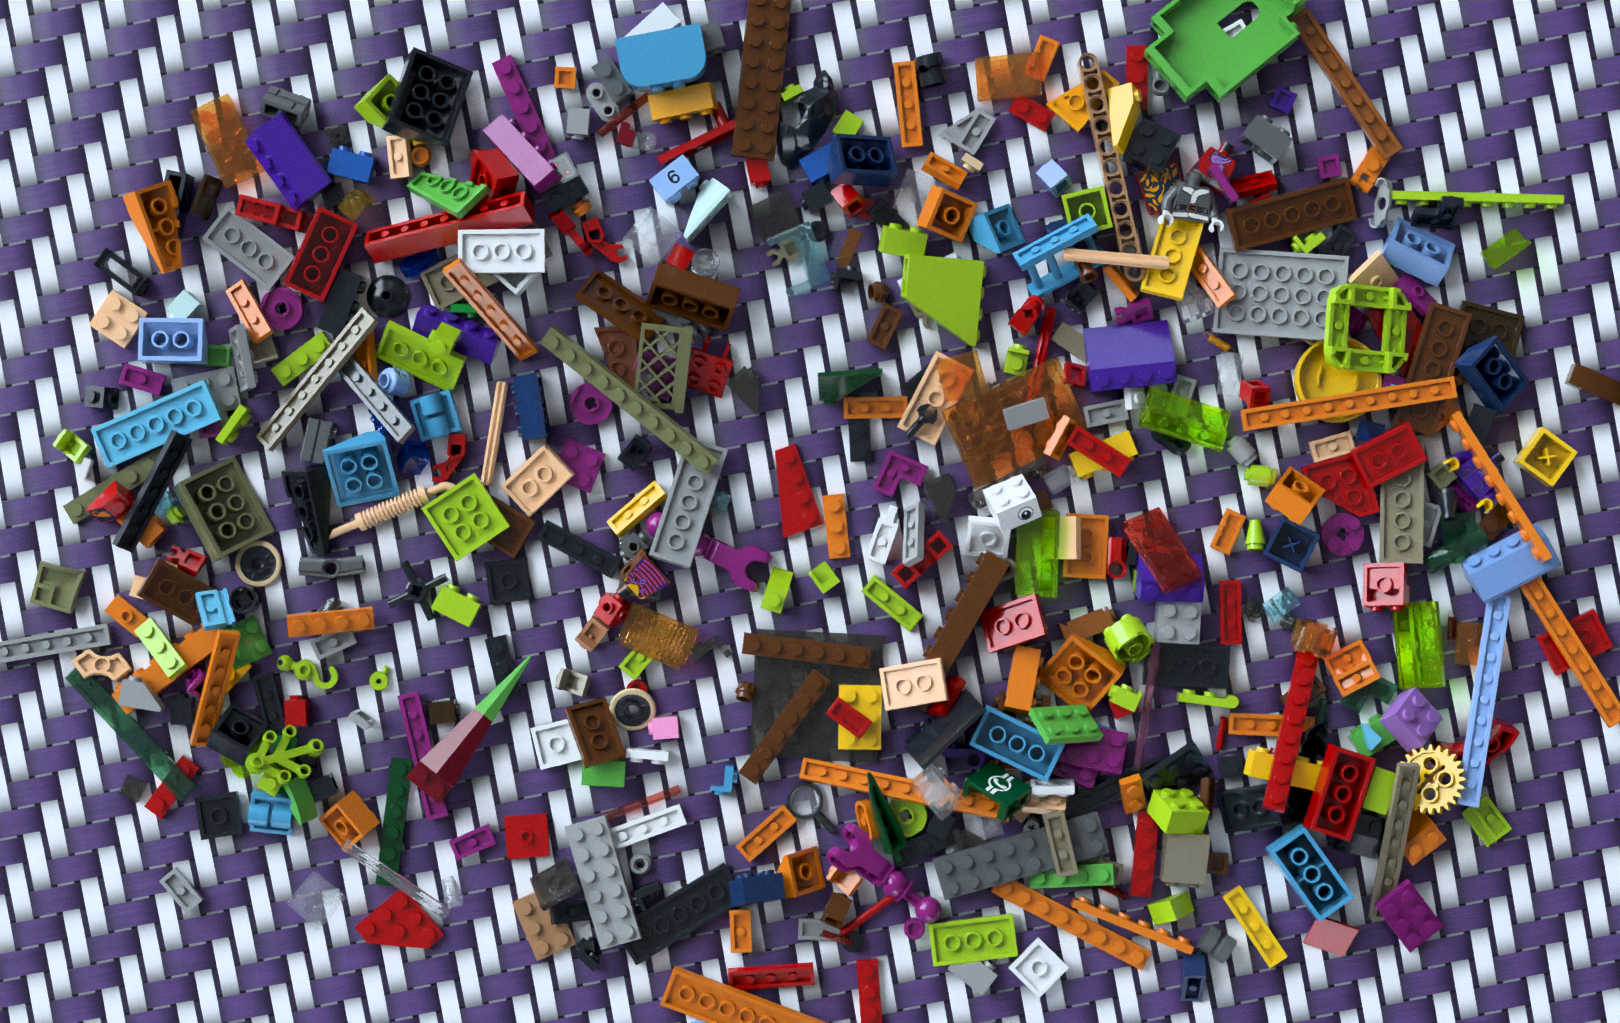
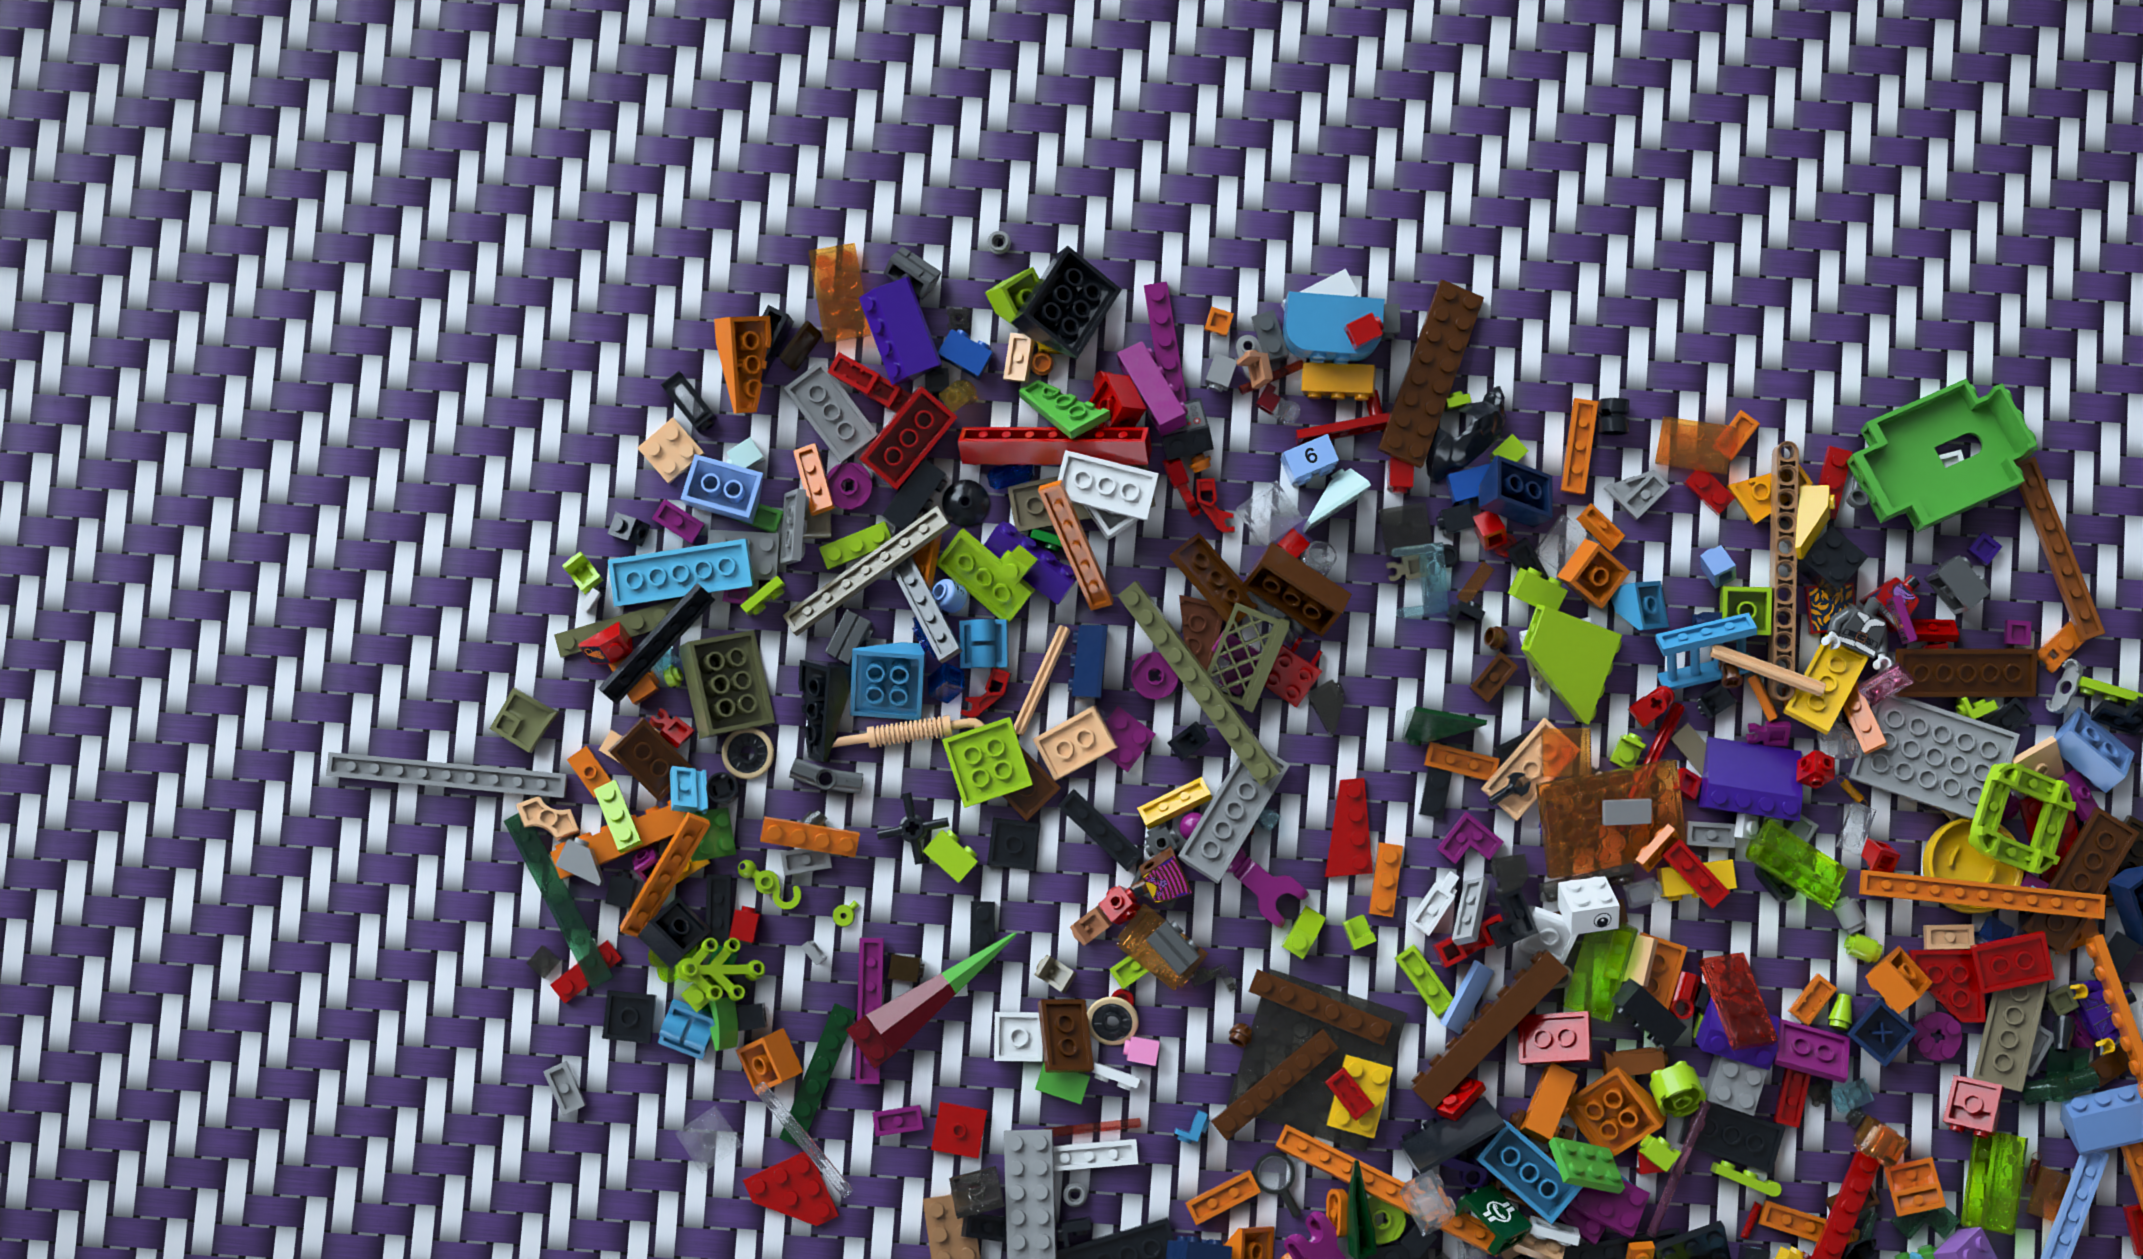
camera: 15 degrees right, 5 degrees down
(354, 52) = (999, 235): none -> light grey plate
(452, 894) = (860, 1171): clear cone -> none
(609, 109) = (1258, 367): none -> nougat bracket
(666, 633) = (1173, 947): none -> dark grey brick
(688, 56) = (1364, 330): none -> red brick
(913, 684) = (1429, 1076): light nougat tile -> none
(931, 608) = (1467, 997): none -> light blue tile
(956, 533) = (1518, 921): none -> black plate
(971, 164) = (1632, 527): tan plate -> none
(1087, 582) = (1648, 1014): none -> black brick
(1180, 333) = (1815, 769): none -> red brick
(1222, 243) = (1885, 683): none -> clear pink plate
(1236, 575) = (1813, 1051): none -> magenta plate

